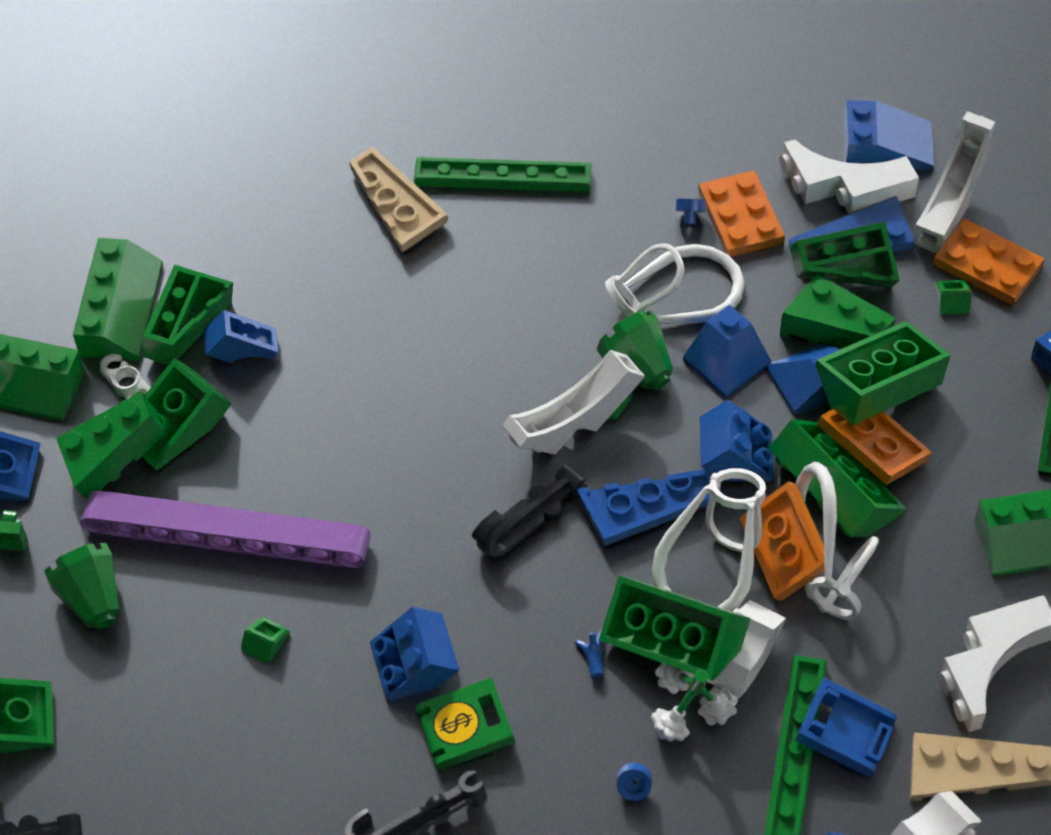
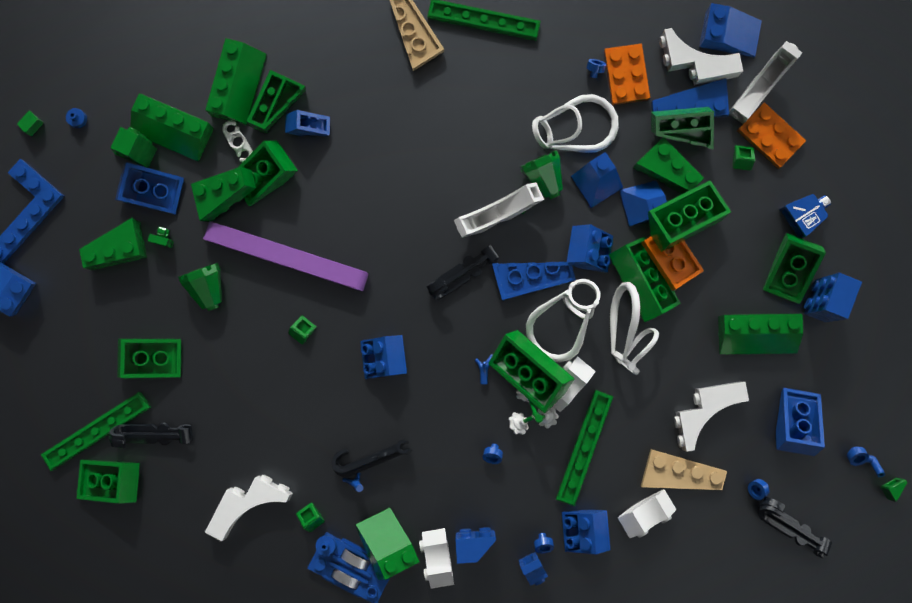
camera: 15 degrees right, 30 degrees up
(458, 726) = (402, 403): green container -> none
(789, 544) = (608, 324): orange plate -> none
(853, 731) = (617, 442): blue container -> none

